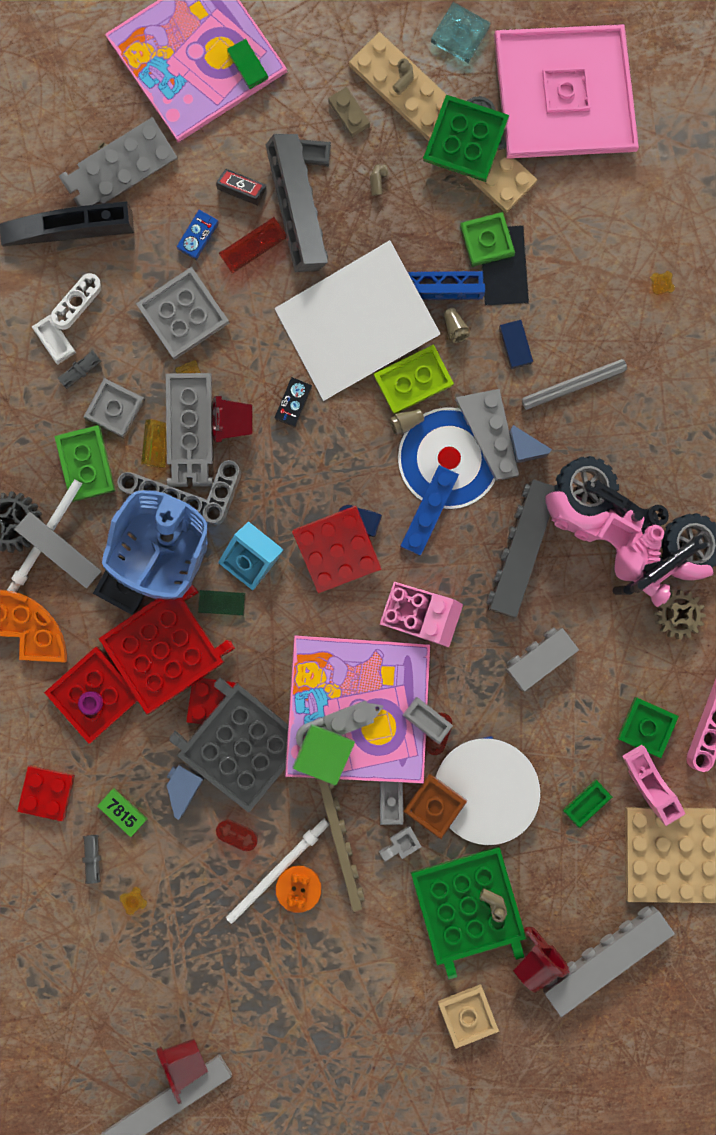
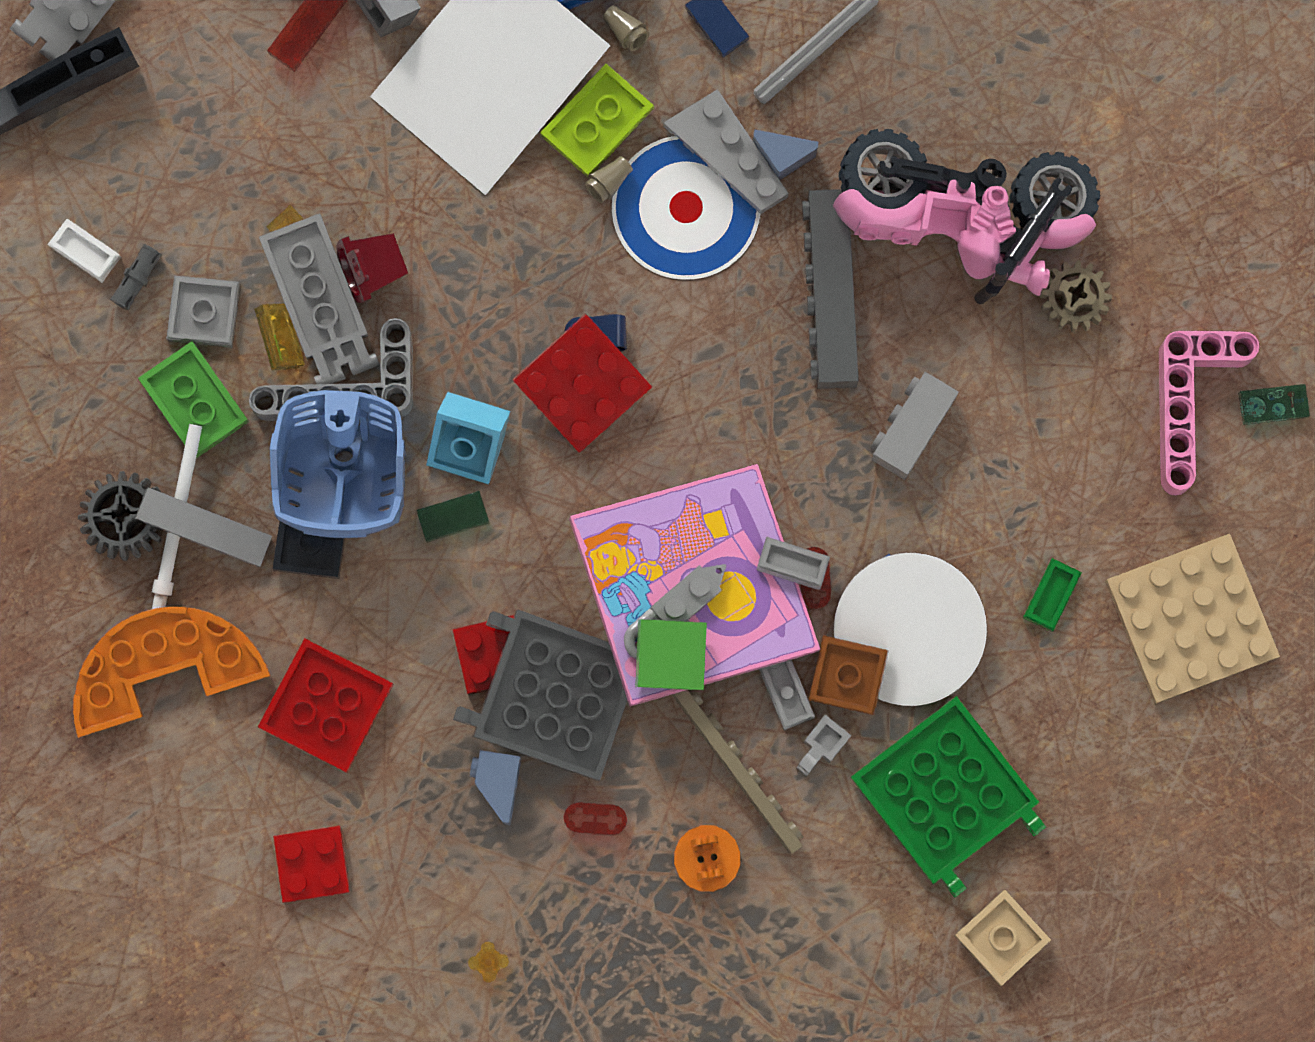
camera: 20 degrees left, 5 degrees down
(81, 285) = (98, 211): white beam -> none
(90, 703) = (327, 715): magenta tile -> none
(91, 859) = (409, 926): dark grey pin -> none
(122, 812) = (427, 849): bright green tile -> none
(163, 650) = (398, 607): red plate -> none
(182, 313) = (248, 149): light grey plate -> none
(197, 234) = (227, 36): blue tile -> none
(293, 402) = (445, 212): black tile -> none
(309, 838) = (696, 784): white bar -> none
(421, 614) = (730, 427): bright pink slope -> none
(429, 510) = (686, 286): blue plate -> none
(496, 903) = (980, 769): dark tan arm -> none
(541, 964) = (1068, 827): dark red container -> none
(608, 959) = (1158, 790): light grey brick -> none
(647, 727) = (1092, 462): green plate -> none
(652, 786) = (1126, 535): bright pink arch -> none

